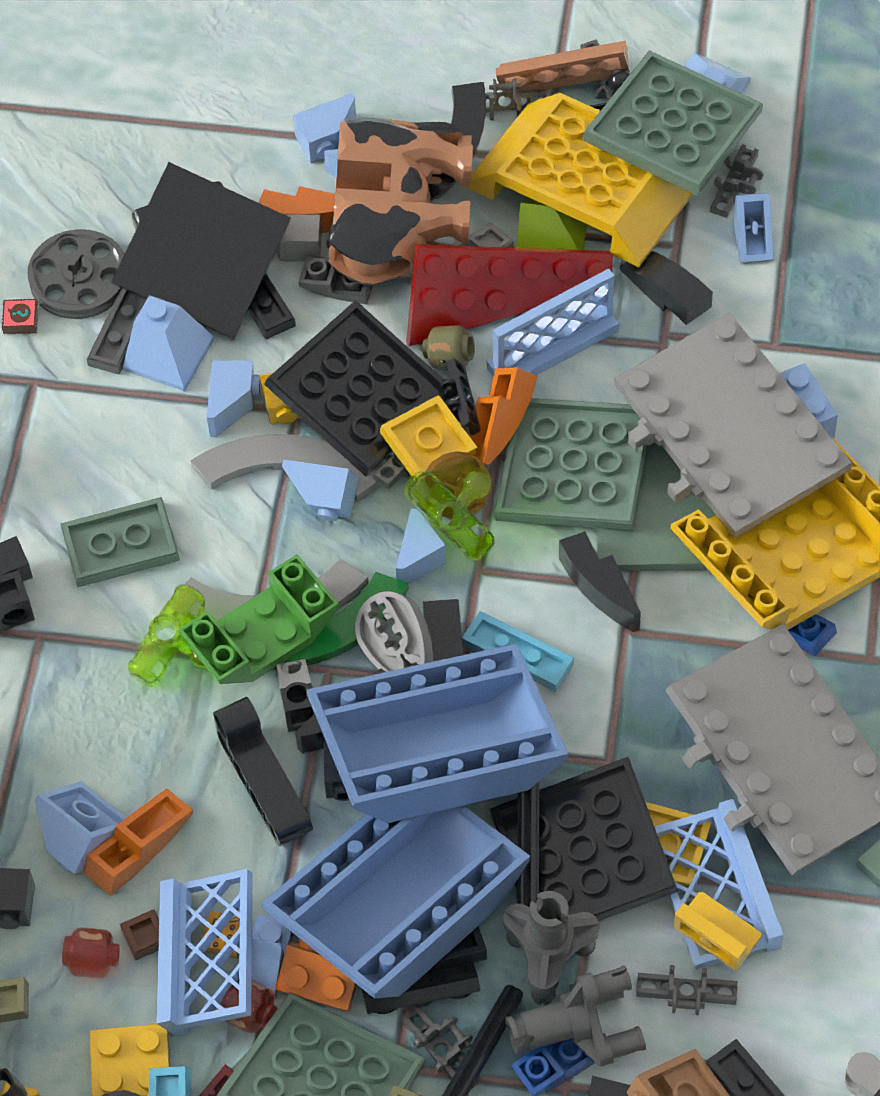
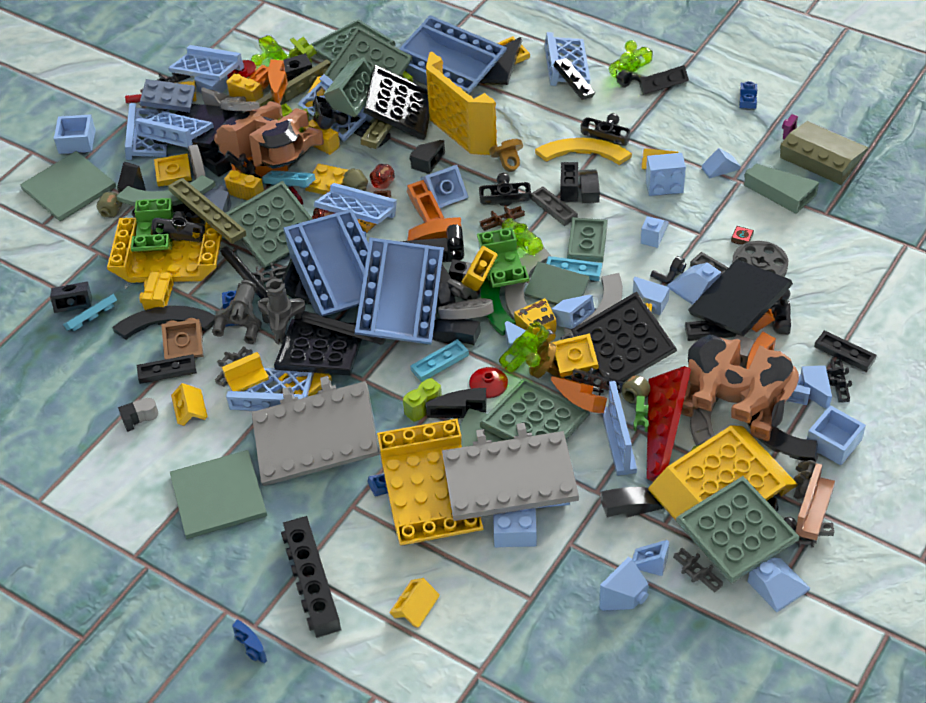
camera: 115 degrees right, 10 degrees down
(50, 627) = (553, 206): none -> dark grey tile
(59, 440) = (653, 231): none -> light blue slope
(65, 726) = (504, 192): none -> black piece
(106, 684) = (509, 213): none -> reddish brown piece
(126, 996) = (355, 179): none -> olive head
(143, 380) = (677, 266): none -> black plate
(209, 531) = (586, 268): none -> medium azure plate
(211, 787) = (432, 229): none -> orange slope
(234, 113) = (845, 350): none -> black plate
(263, 532) = (555, 284): none -> sand green tile
(285, 116) = (833, 372): none -> black piece
(306, 640) = (479, 268): none -> yellow brick
(355, 662) = (459, 289): none -> dark grey slope
(362, 534) = (540, 312): none -> yellow torso
(422, 74) = (836, 434): none -> light blue piece
(484, 324) = (641, 411): none -> bright green plate
(524, 581) = (490, 378): none -> red dish
(626, 635) = (415, 400): none -> lime brick
(816, 1012) = (188, 403): none -> yellow panel
(832, 241) = (623, 588): none -> light blue slope

